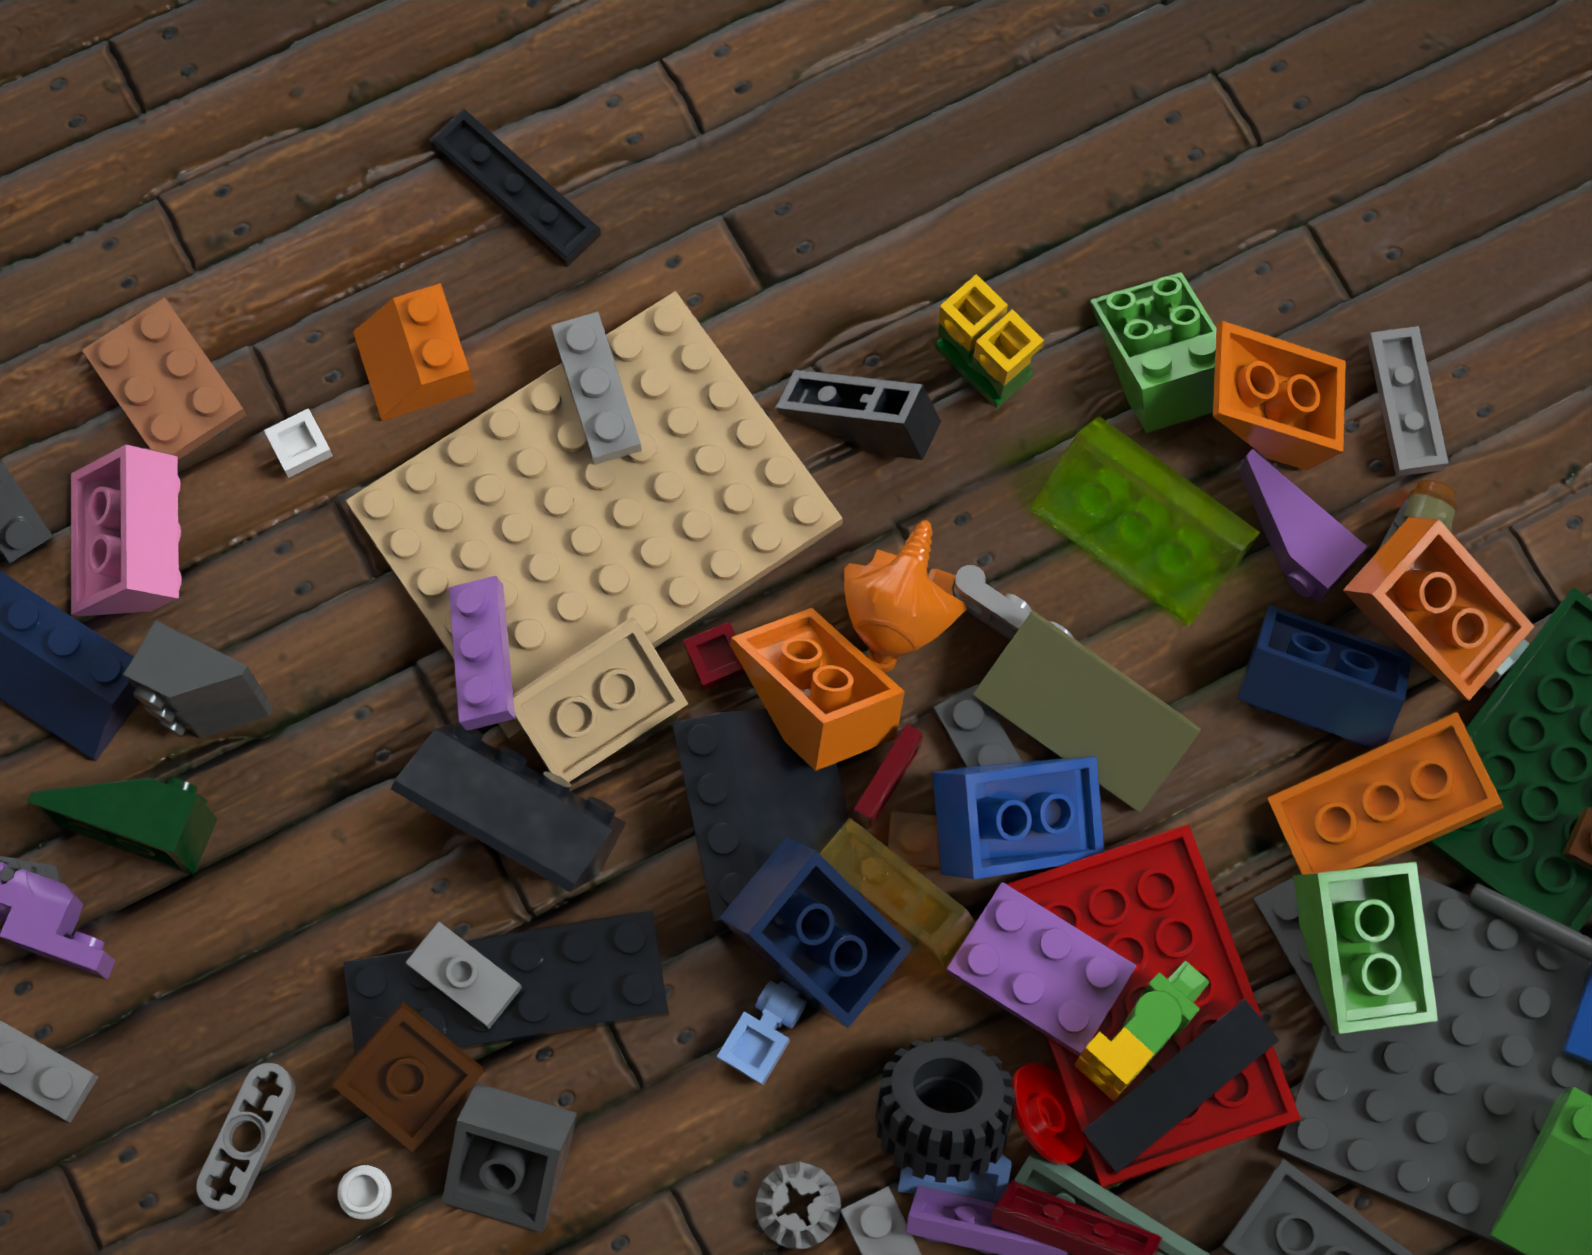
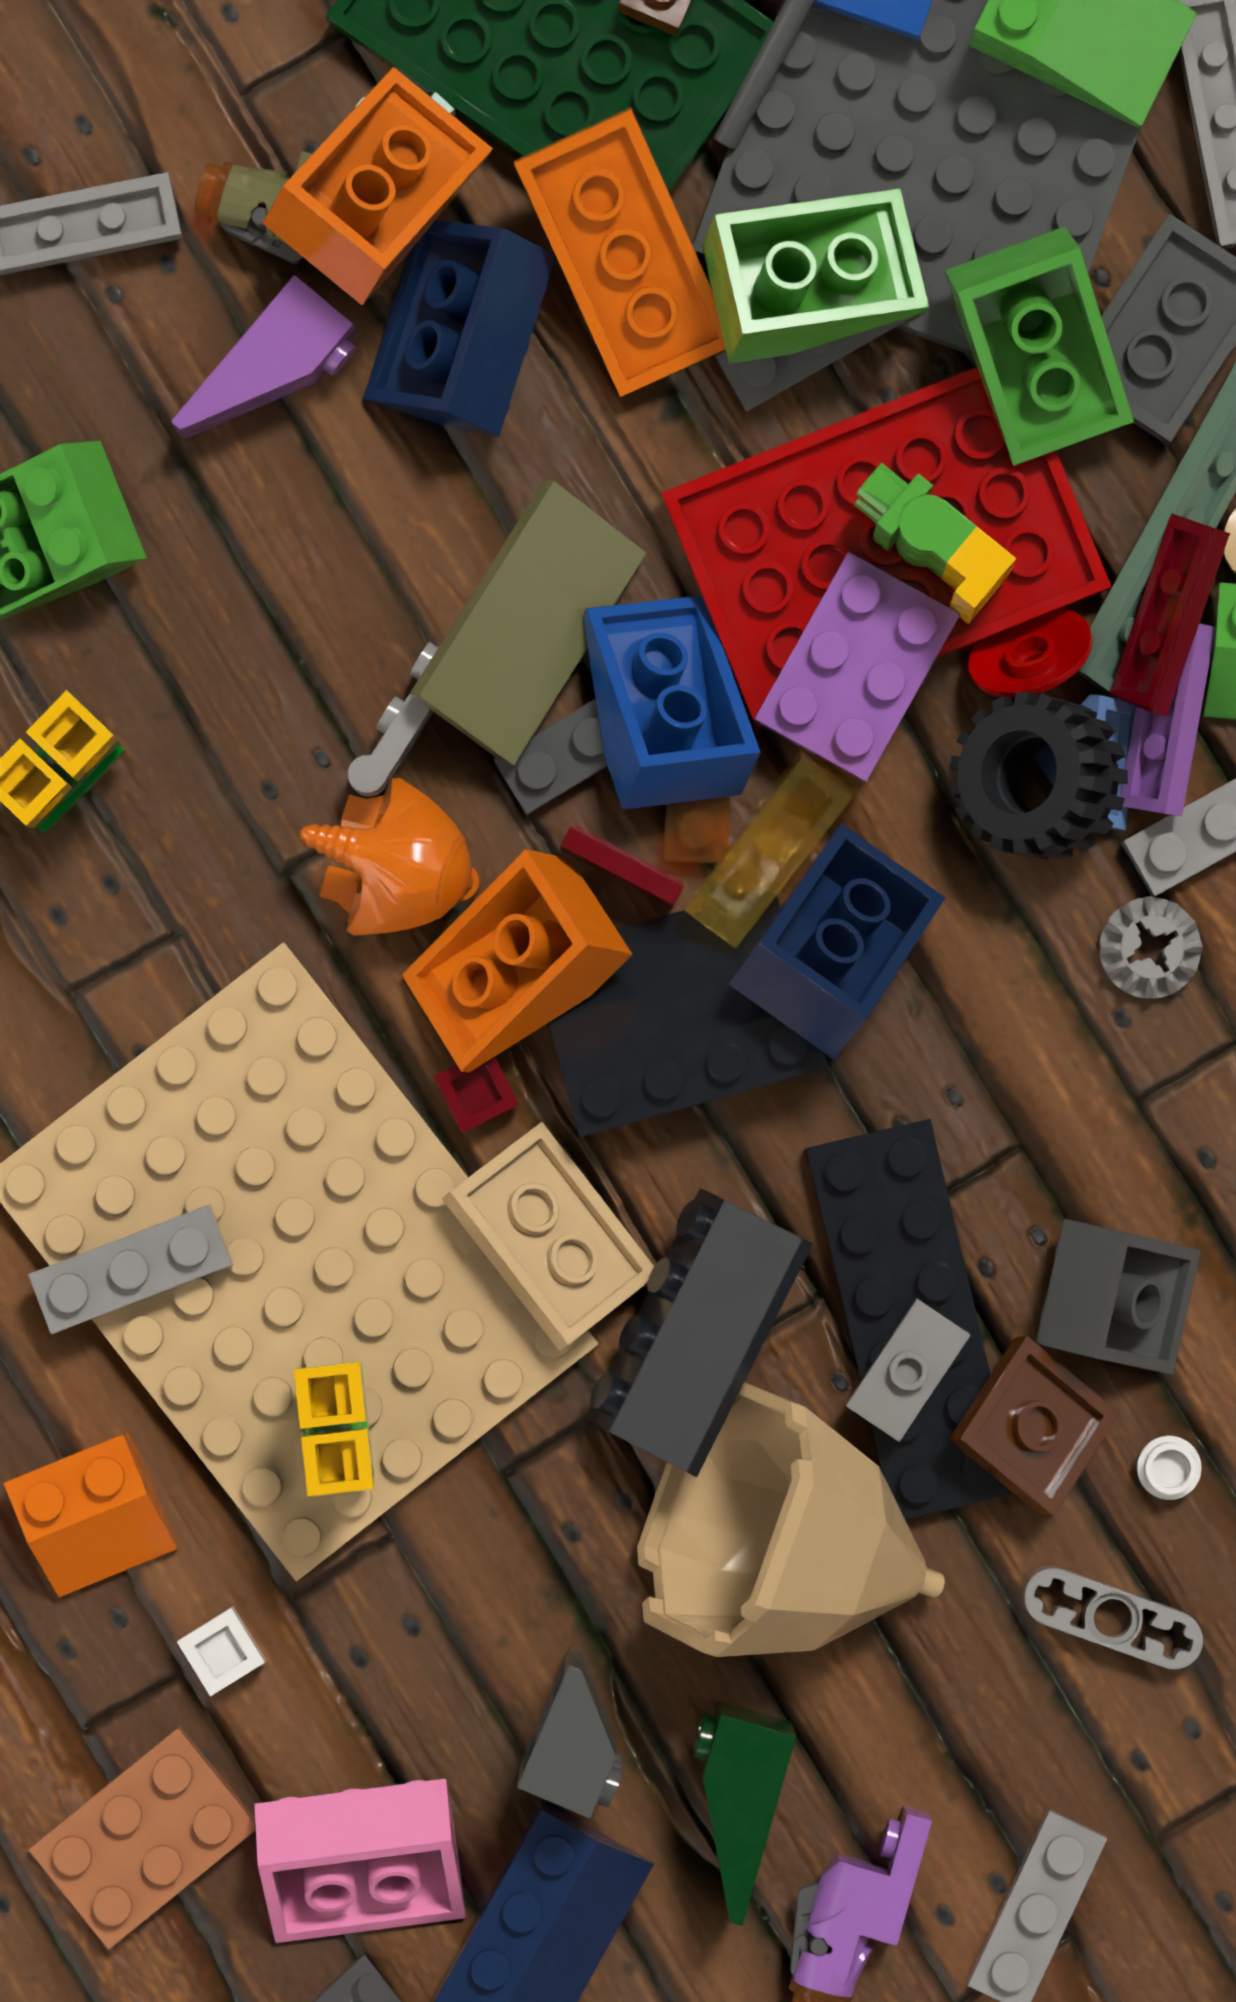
camera: 100 degrees left, 15 degrees up
(332, 858) = (777, 1538): none -> tan piece
(458, 518) = (334, 1428): none -> yellow hips
(481, 653) = (503, 1383): medium lavender plate -> none
(754, 1043) = (963, 1010): light blue plate -> none
(867, 412) = (139, 925): black slope -> none
(1144, 520) = (265, 556): clear neon green slope -> none
(1179, 1086) = (989, 494): black tile -> none
(1279, 396) = (102, 388): orange slope -> none
(1305, 1133) = (1040, 345): none -> bright green slope

